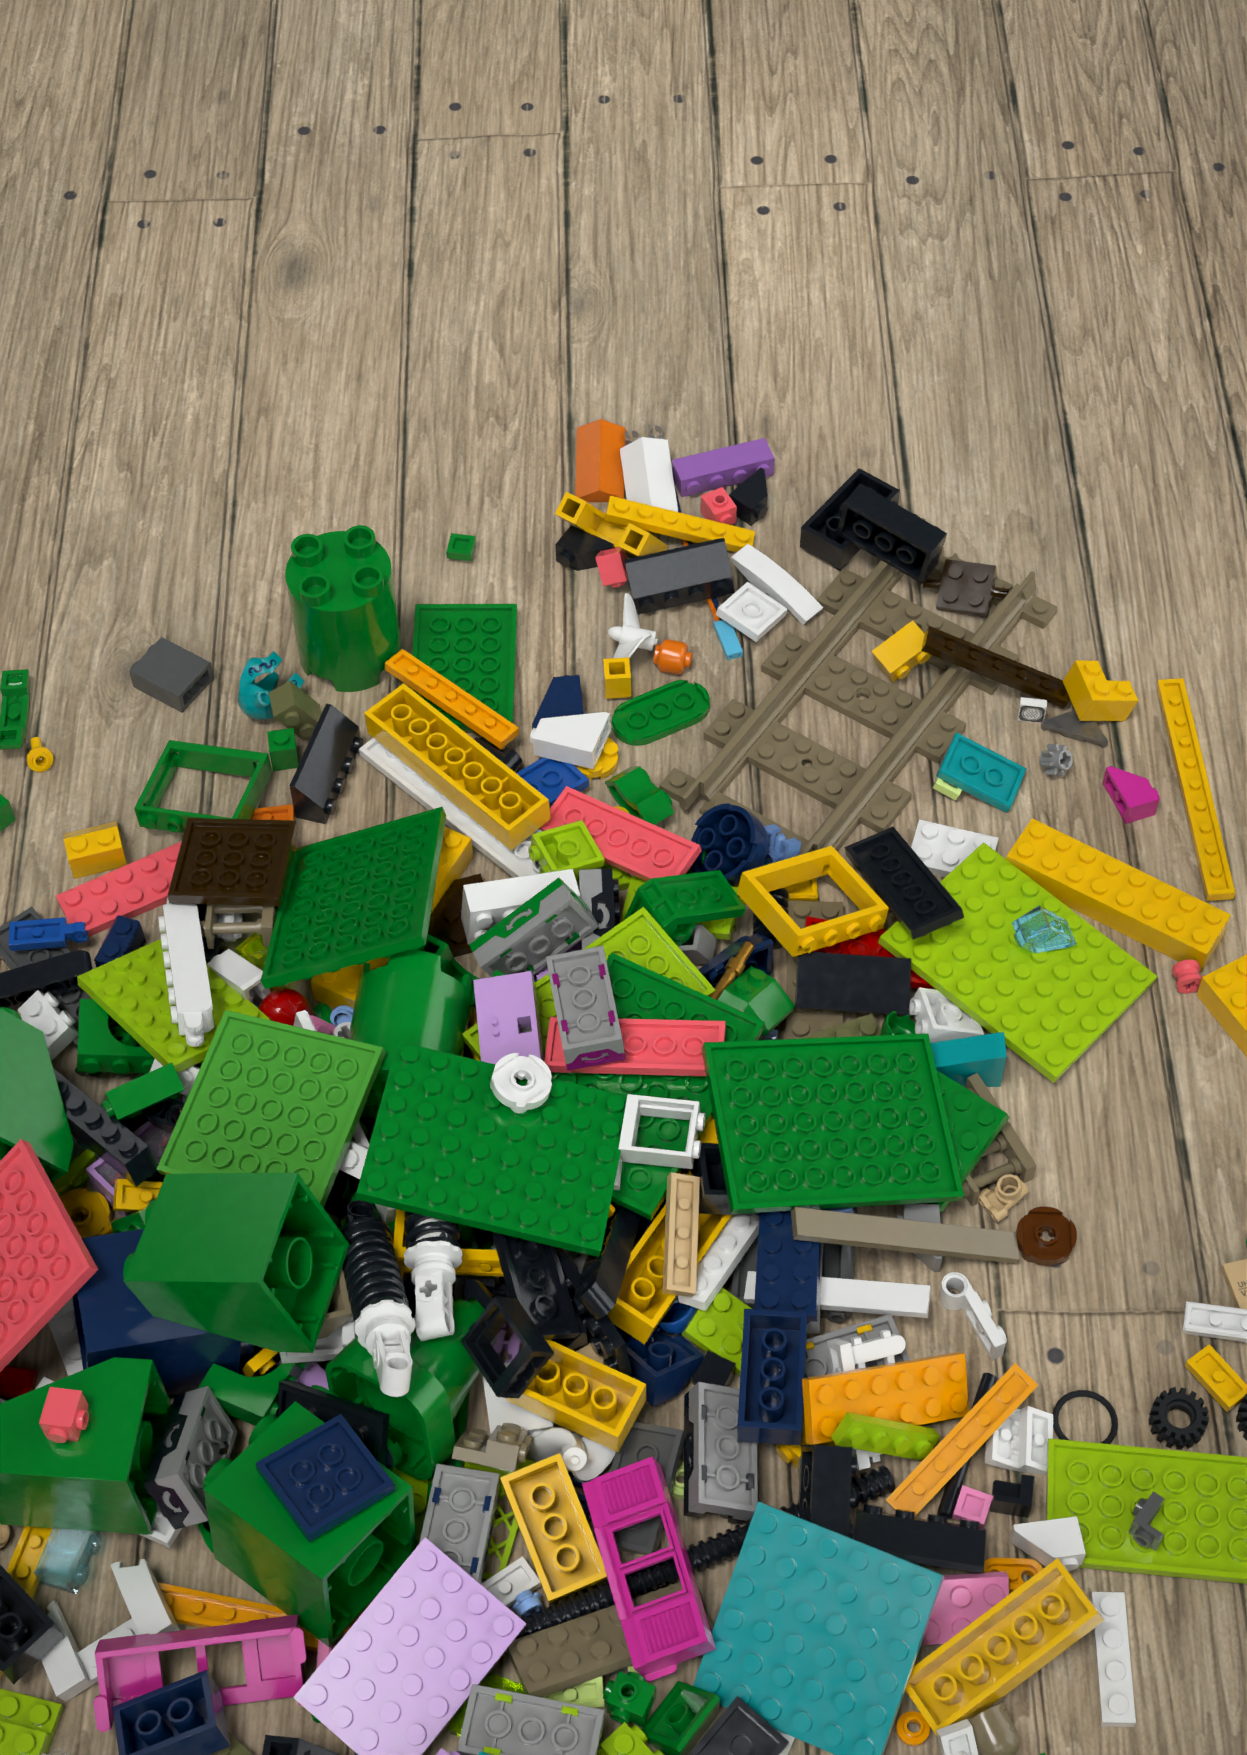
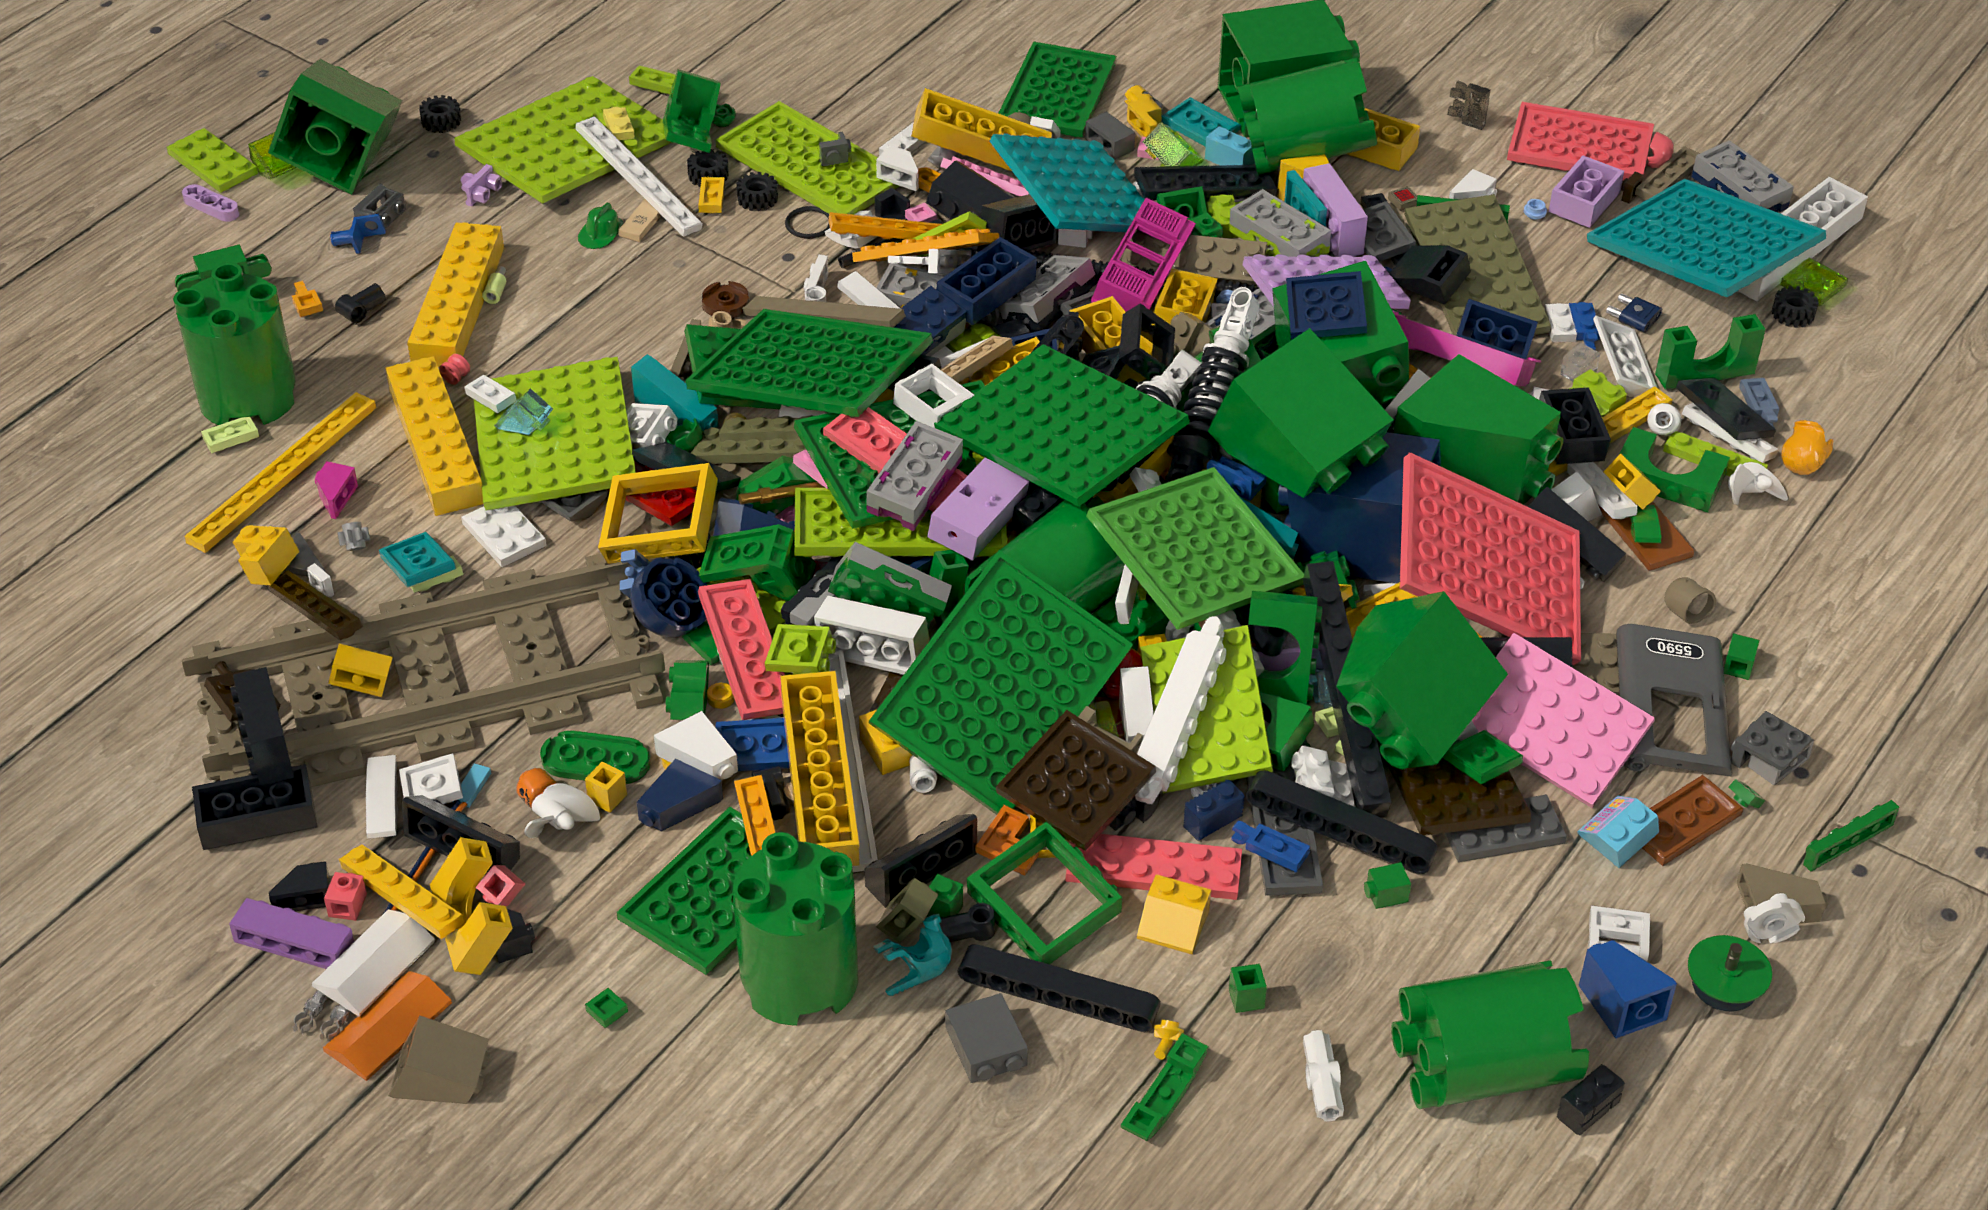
camera: 145 degrees left, 10 degrees down
(64, 1415) = (1479, 394): coral brick -> none
(143, 740) = (1059, 988): none -> black beam
(254, 740) = (976, 924): none -> black piece
(520, 1097) = (1021, 440): white plate -> none
(529, 448) = (440, 1064): none -> dark tan slope
(904, 883) = (576, 499): black plate -> none
(1108, 947) = (490, 393): none -> white plate

